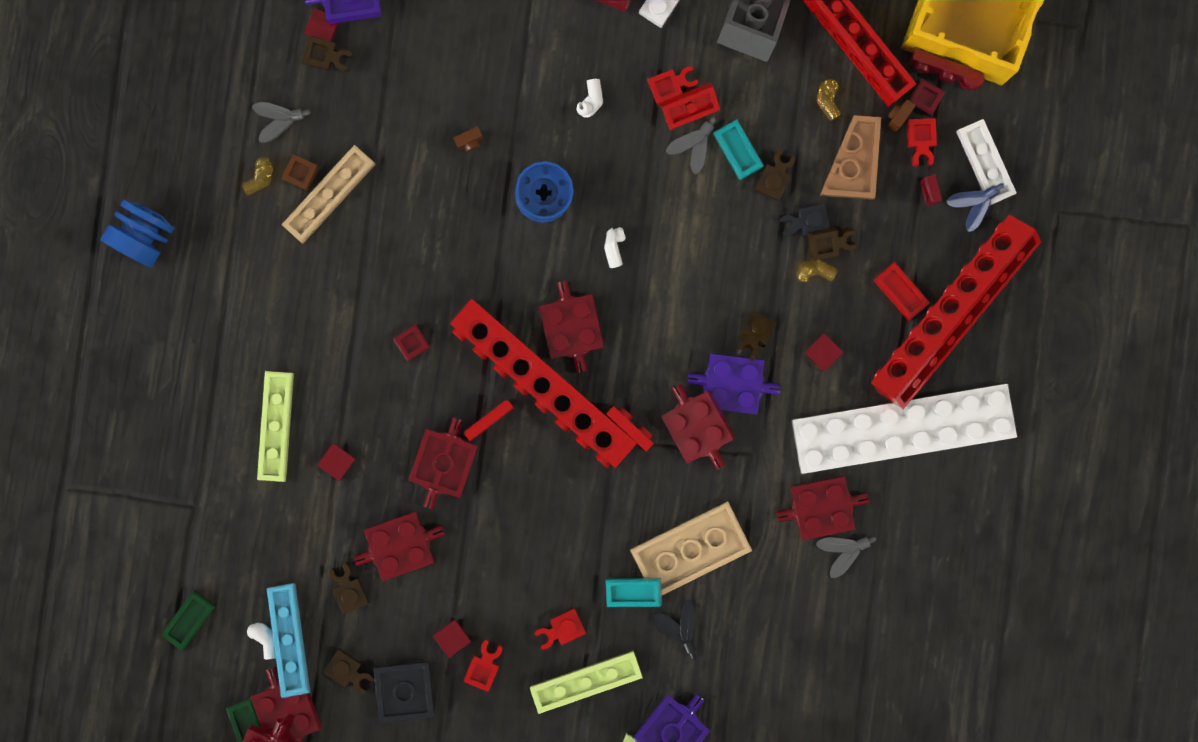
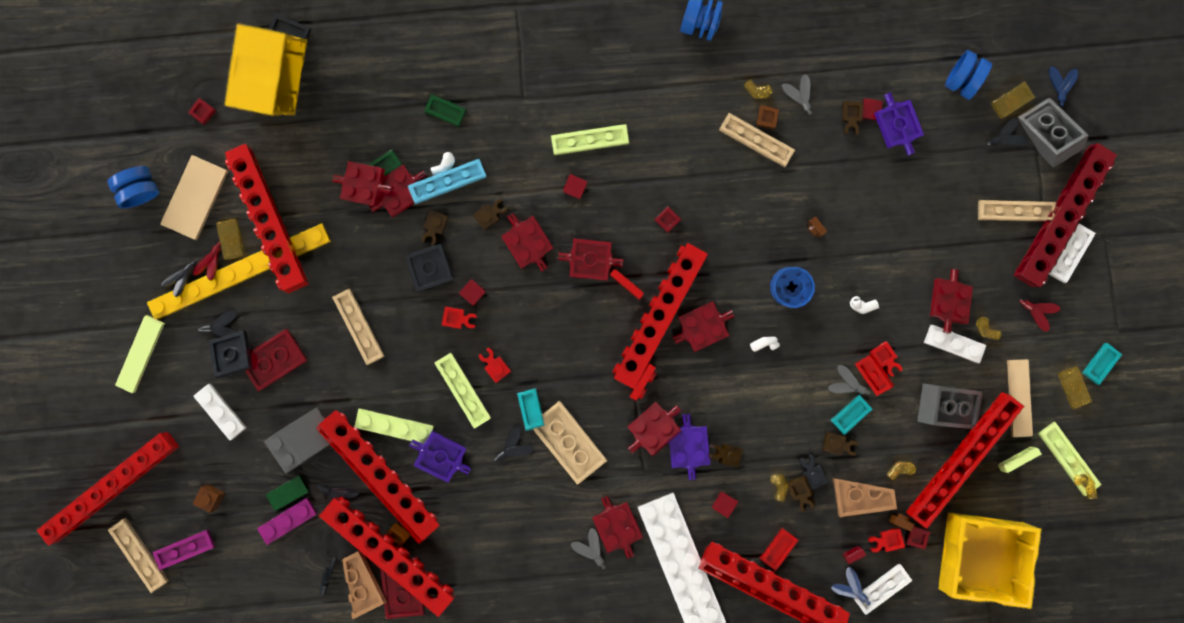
camera: 75 degrees right, 0 degrees up
(946, 69) = (940, 548): dark red hinge -> none

